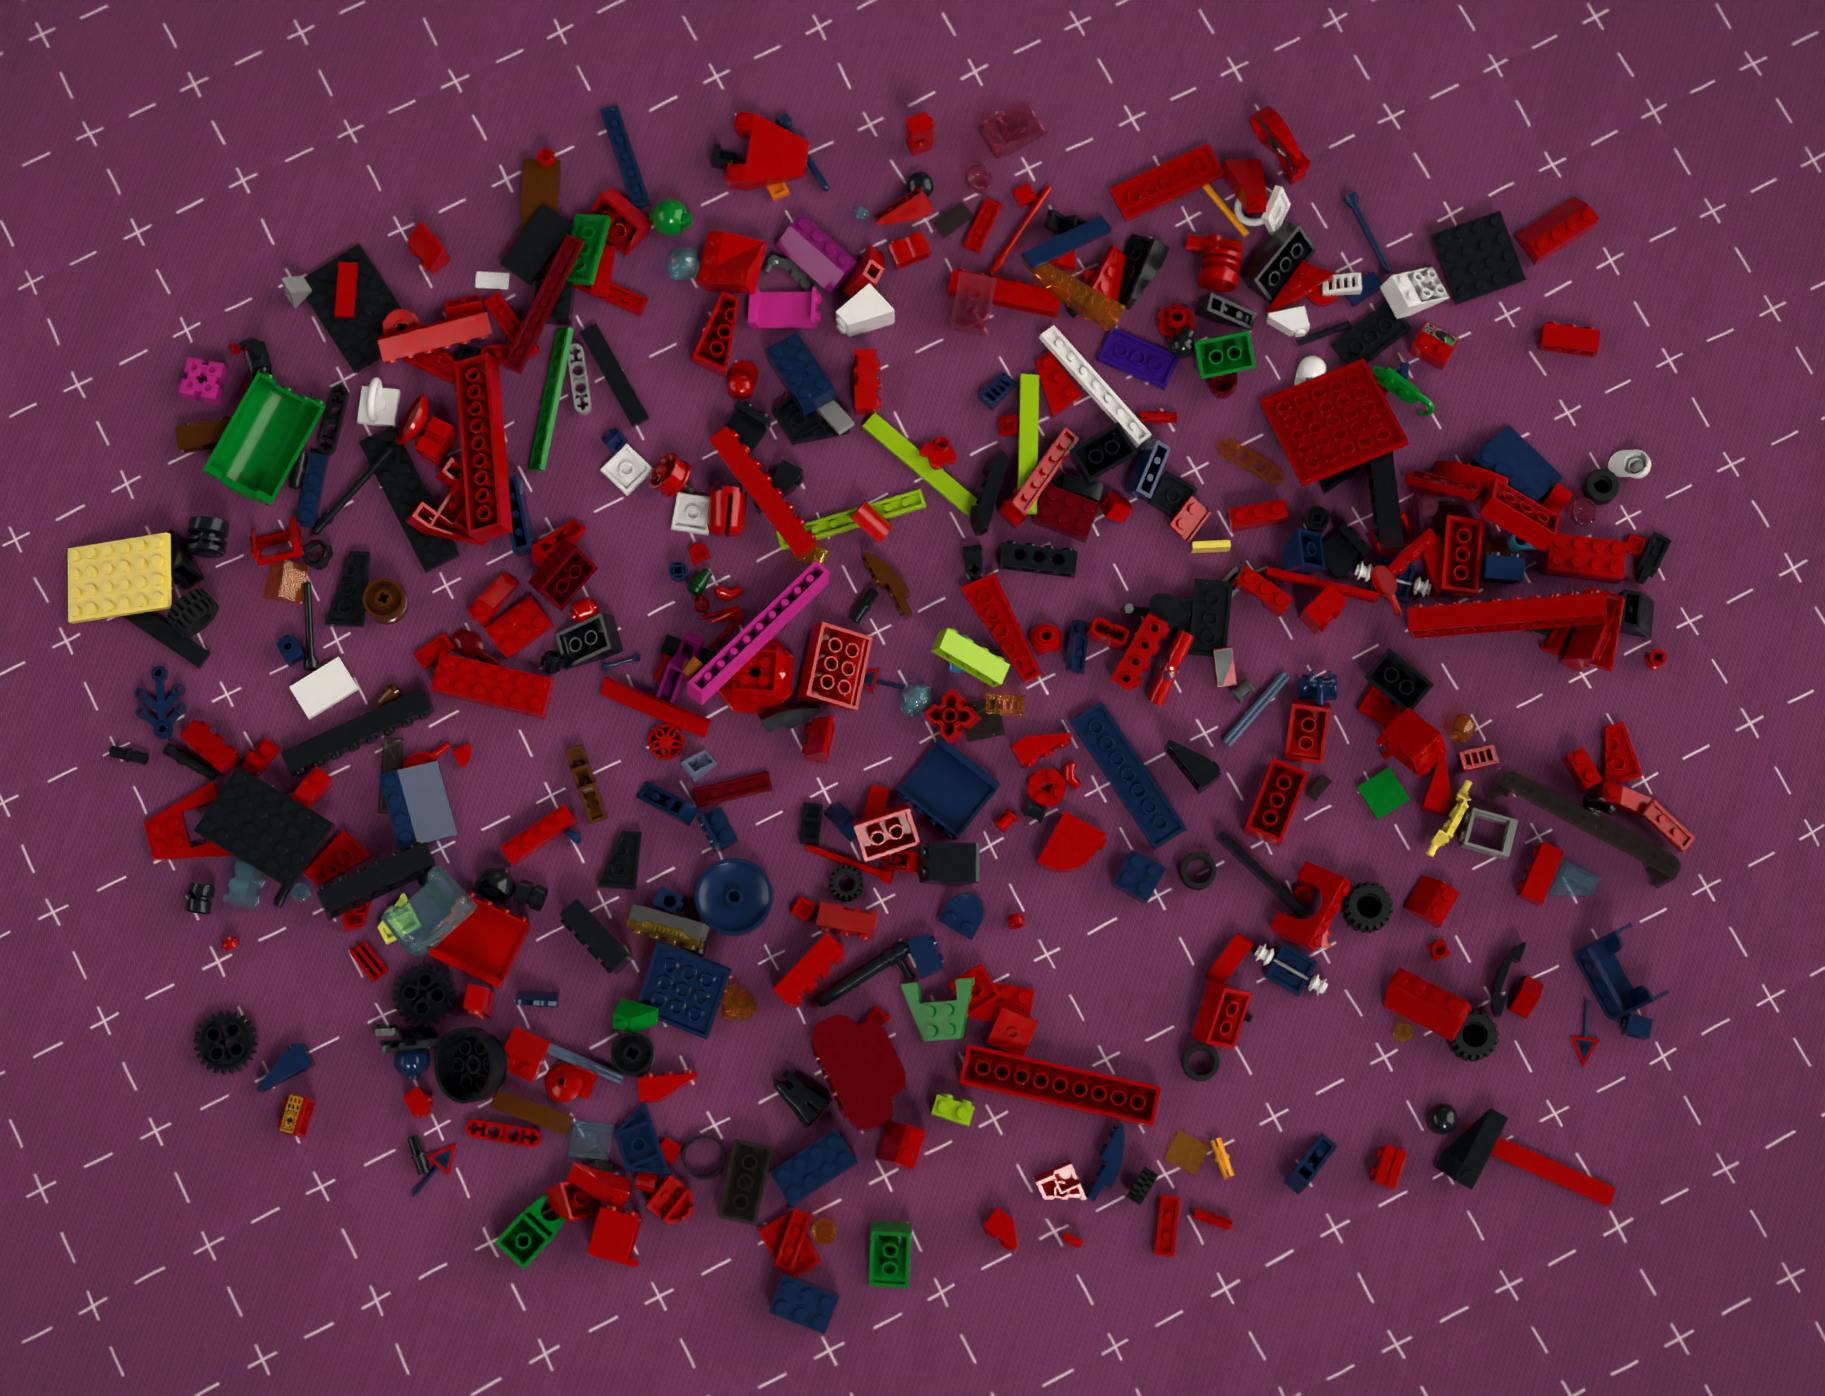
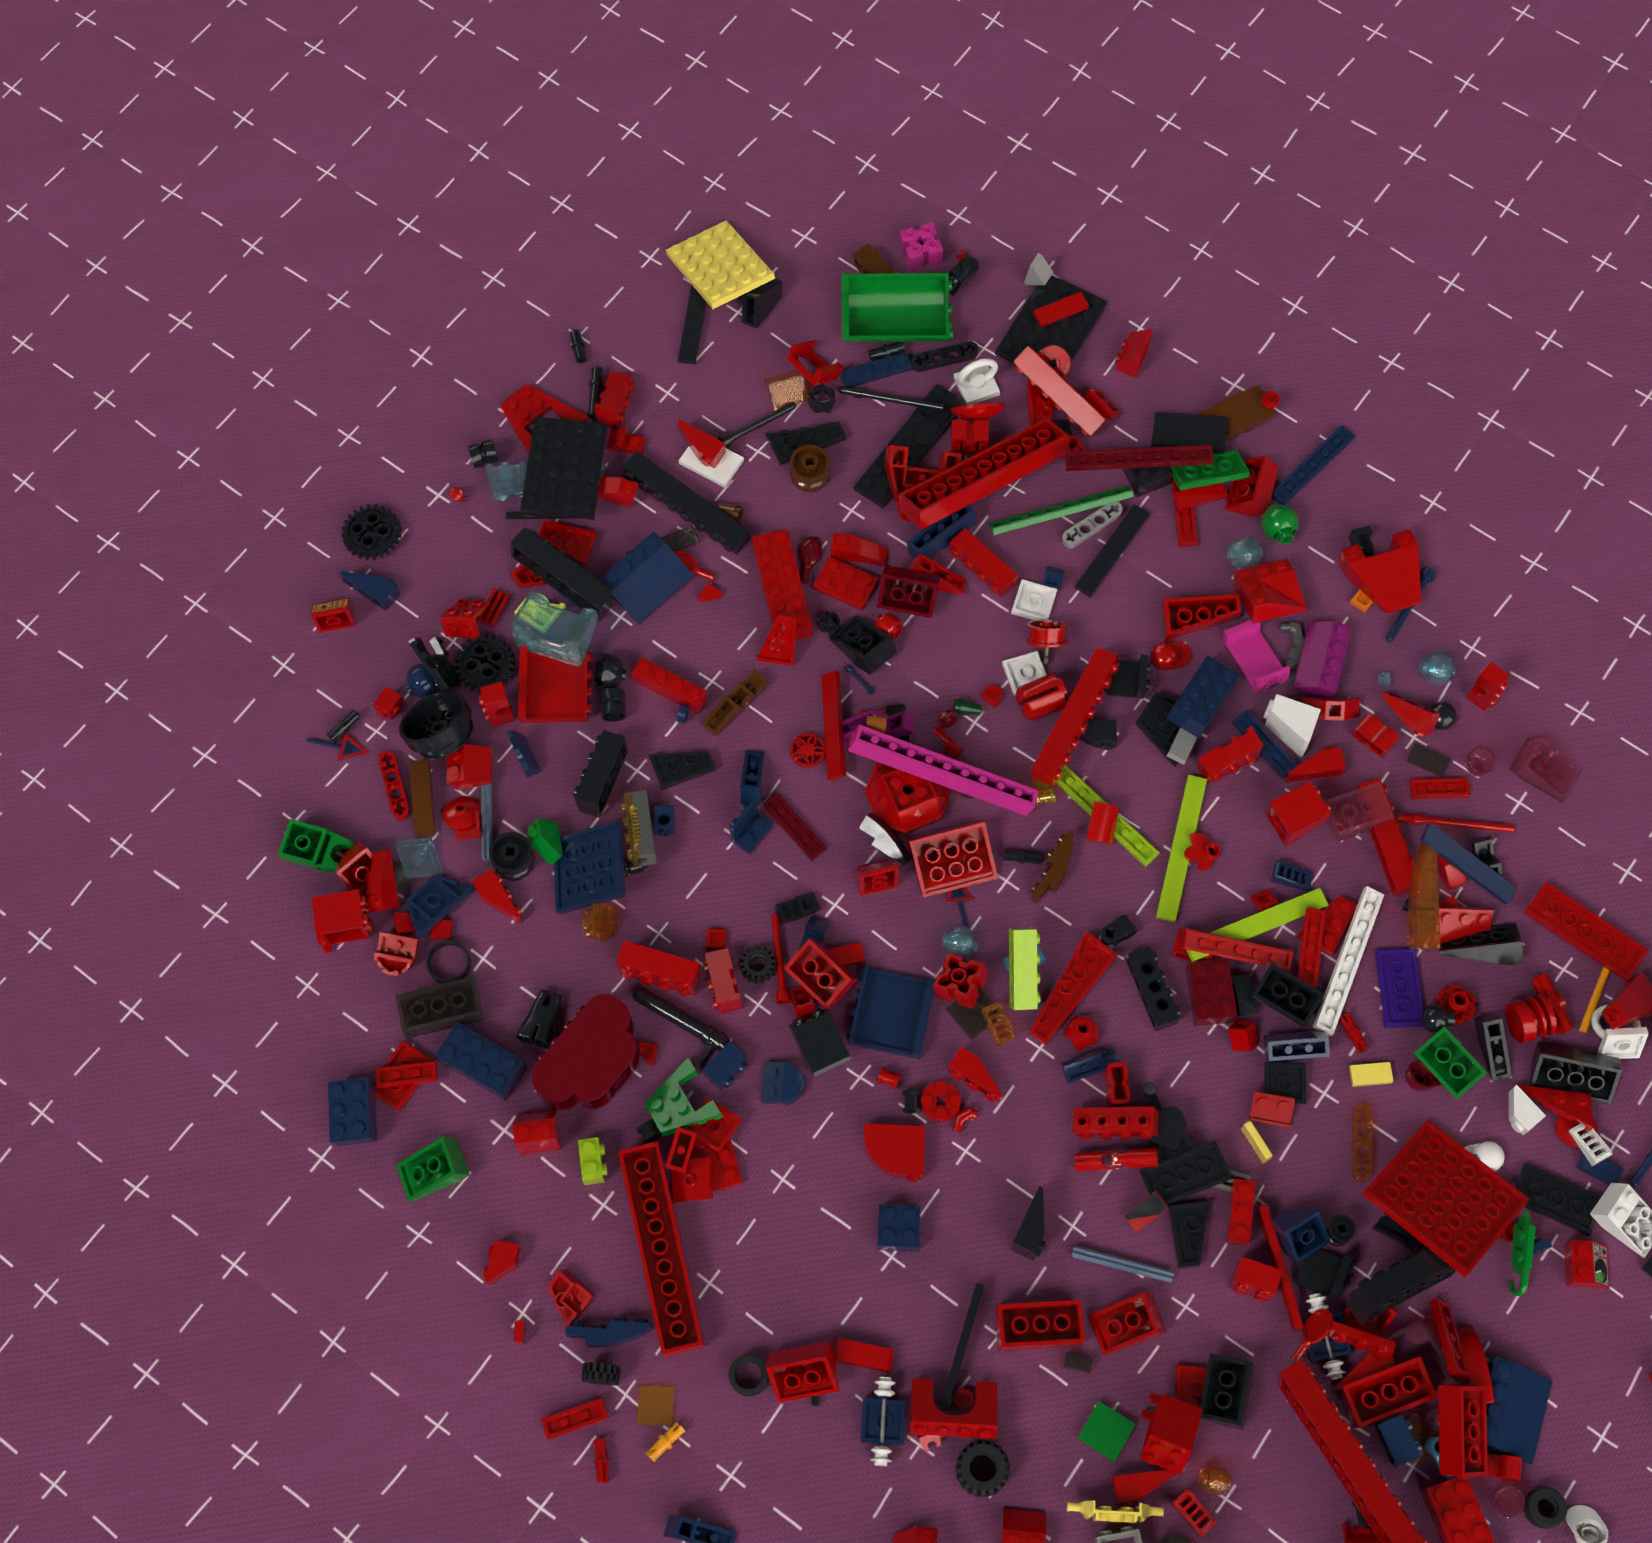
camera: 65 degrees right, 10 degrees down
(161, 705) = (632, 348): dark blue plant -> none
(192, 612) = (719, 329): black tyre -> none
(207, 537) = (786, 311): black wheel -> none
(290, 649) = (729, 419): dark blue brick -> none
(300, 892) = (528, 523): clear light blue plate -> none
(309, 687) = (705, 447): none -> red slope
(367, 993) = (461, 618): none -> red bracket
(430, 652) = (796, 530): red tile -> none
(492, 280) = (1139, 417): white sticker -> none
(506, 318) = (1111, 440): red plate -> none
(551, 713) = (781, 641): none -> red wing
(566, 494) = (983, 562): none -> red brick
(680, 574) = (968, 688): dark blue wheel -> none
(698, 765) = (799, 785): sand blue slope -> none
(727, 594) = (968, 736): red arm -> none
(734, 897) = (695, 872): dark blue dish -> none
(824, 1231) = (426, 1098): clear orange wheel -> none
(874, 163) = (1438, 668): none -> clear light blue plant
(883, 343) = (1271, 750): none -> dark blue plate
(913, 305) = (1323, 764): none -> red slope
(949, 354) = (1297, 812): none -> red slope
(950, 1048) = (649, 1131): none -> black wheel
(982, 512) = (1197, 912): black brick -> none
(987, 1027) = (680, 1150): none -> red brick
(1015, 921) = (799, 1133): red plate -> none
(1024, 195) = (1491, 810): red tile -> none
(1069, 410) = (1311, 946): none -> red tile
(1128, 775) = (991, 1172): dark blue plate -> none
(1197, 885) = (933, 1266): black tyre -> none
(1198, 423) = (1371, 1074): none -> light yellow tile
(1242, 690) = (1132, 1241): dark grey bush -> none
(1256, 642) = (1188, 1230): none -> black wing
(1257, 515) = (1312, 1172): red brick -> none
(1318, 687) = (1176, 1313): dark blue piece -> none
(1323, 333) = (1531, 1150): black bar -> none

